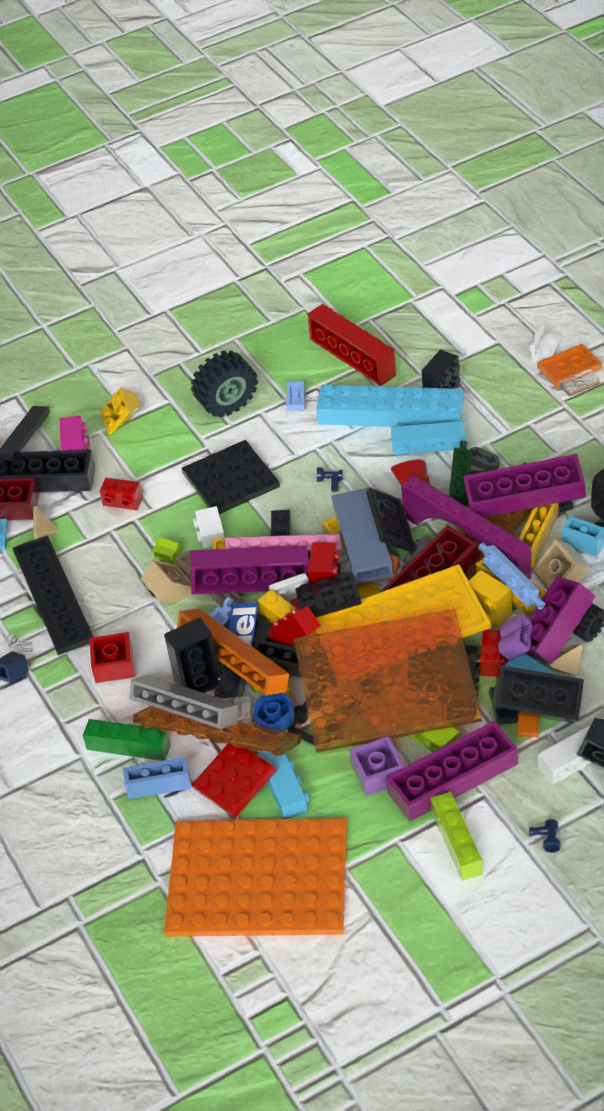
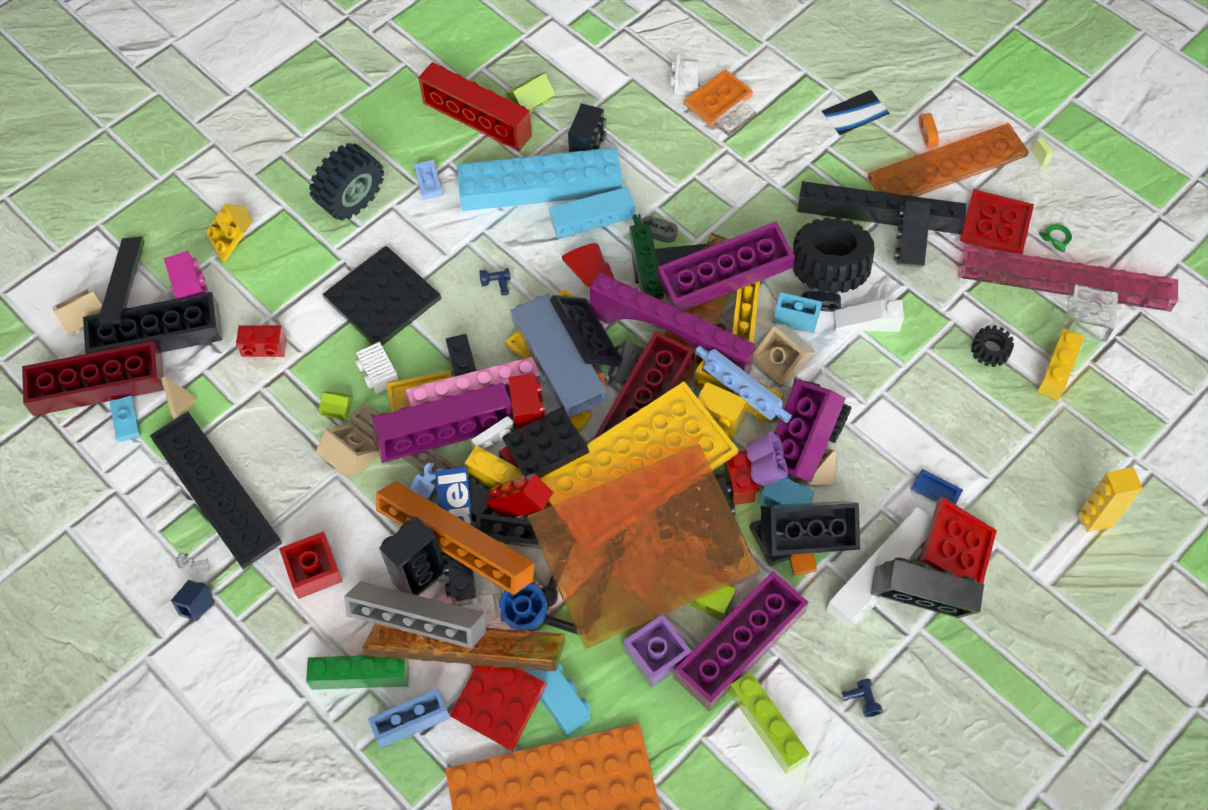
camera: 20 degrees left, 15 degrees up
(404, 340) = (532, 92): none -> lime brick

